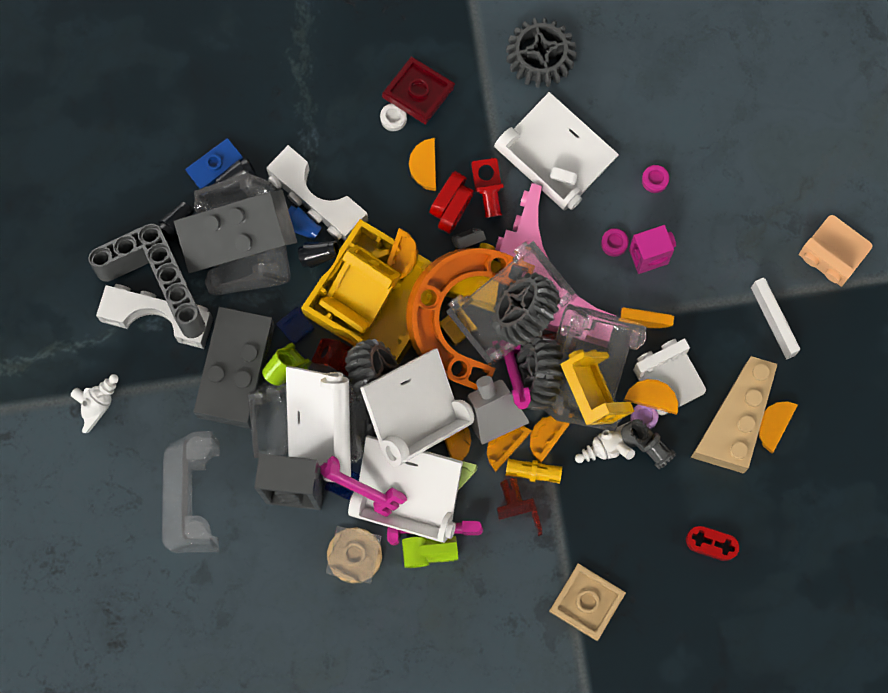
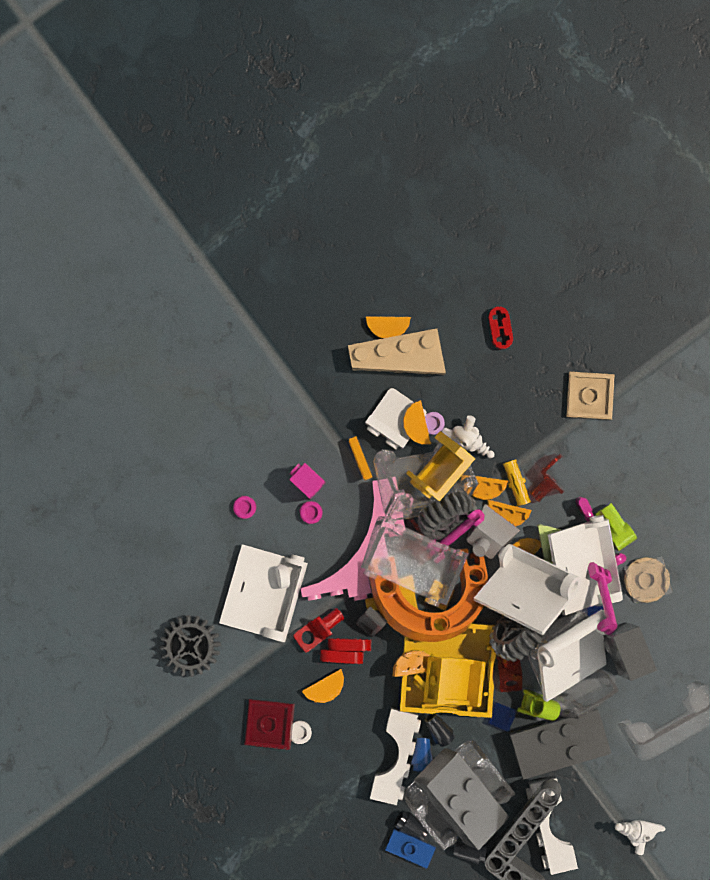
camera: 120 degrees left, 10 degrees up
(525, 309) = (414, 547): dark grey gear -> none
(647, 442) = (453, 410): dark grey connector -> none
(775, 318) = (308, 365): white tile -> none
(835, 250) = (232, 345): light nougat bracket -> none

